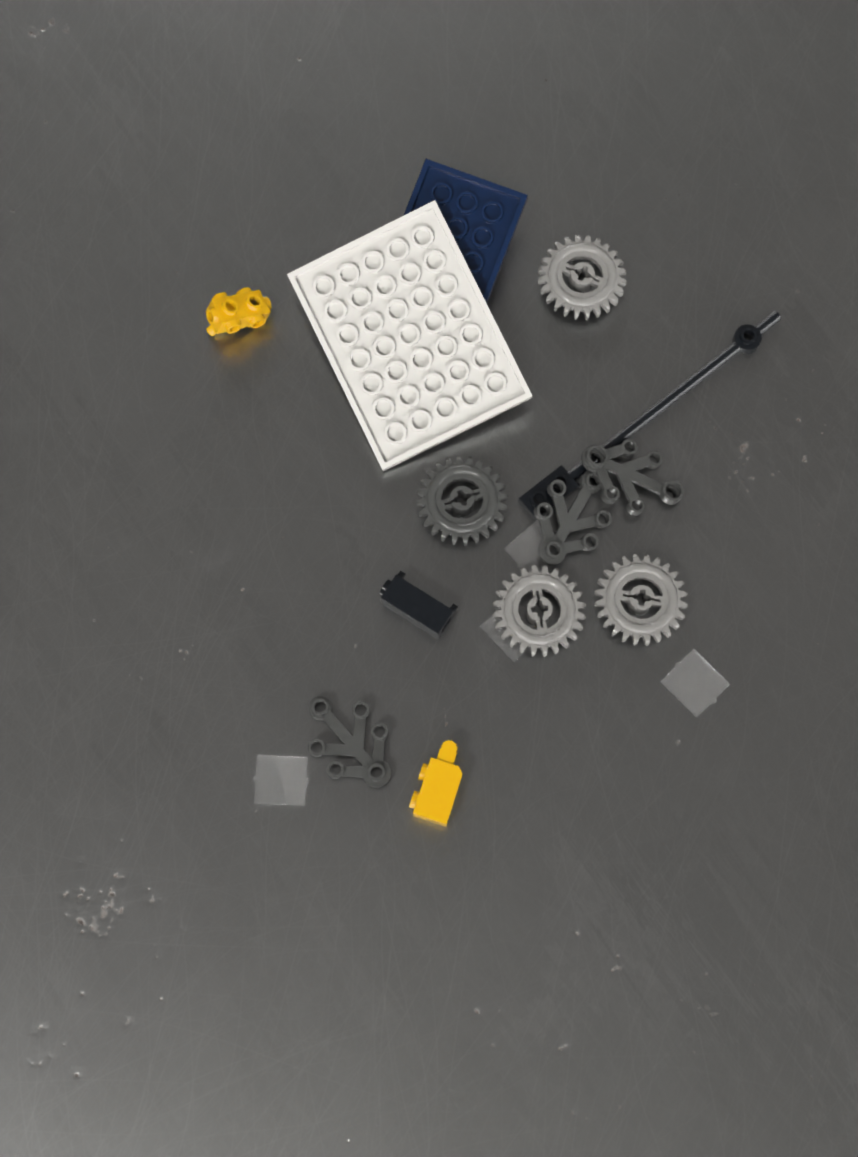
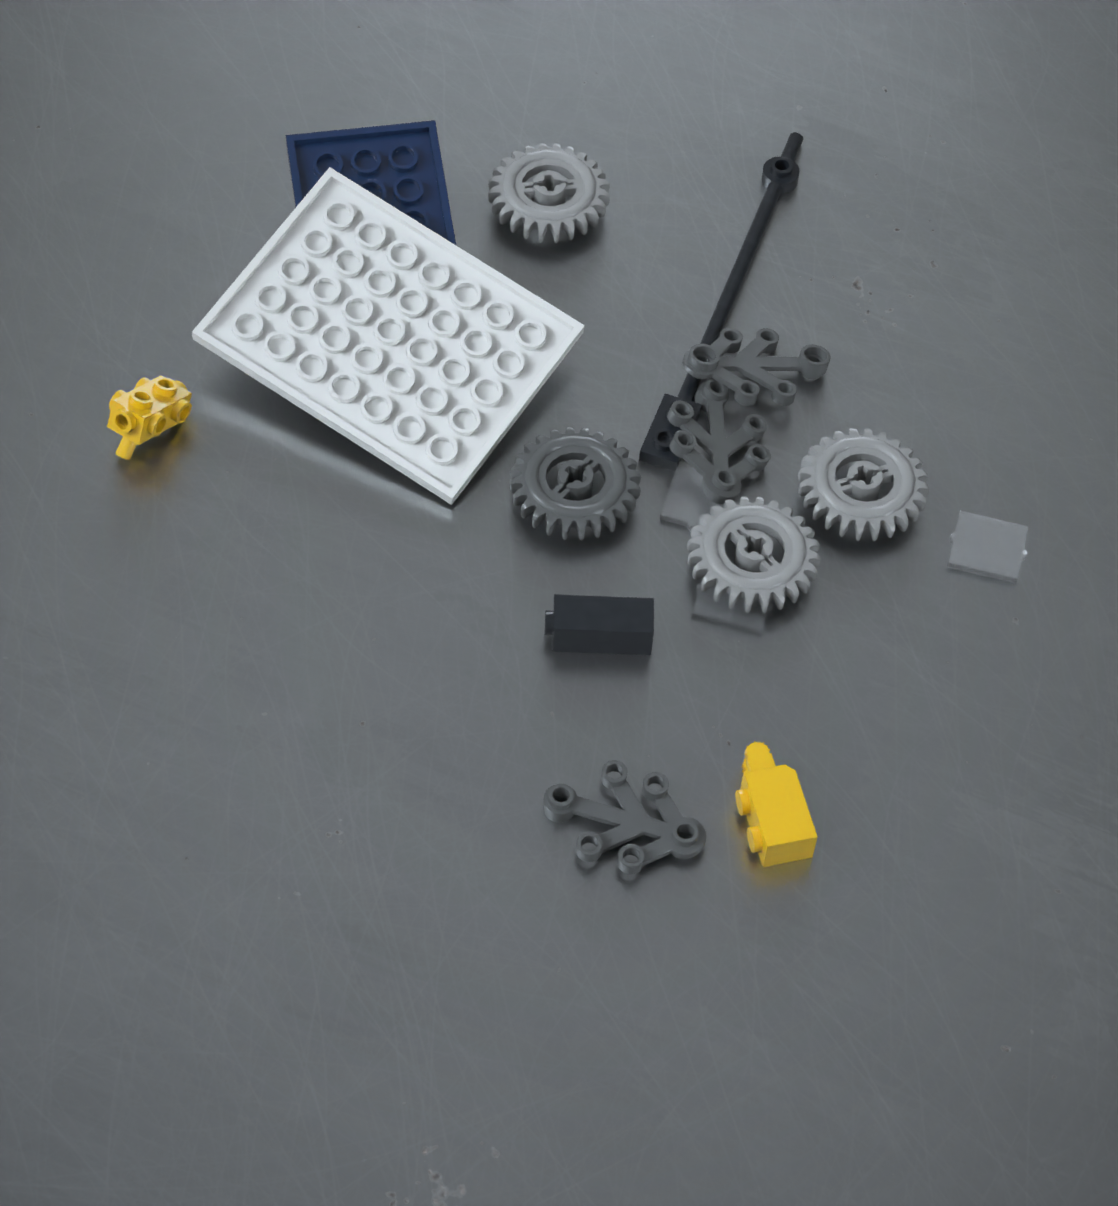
camera: 35 degrees left, 20 degrees down
(280, 780) = (567, 914): clear piece -> none

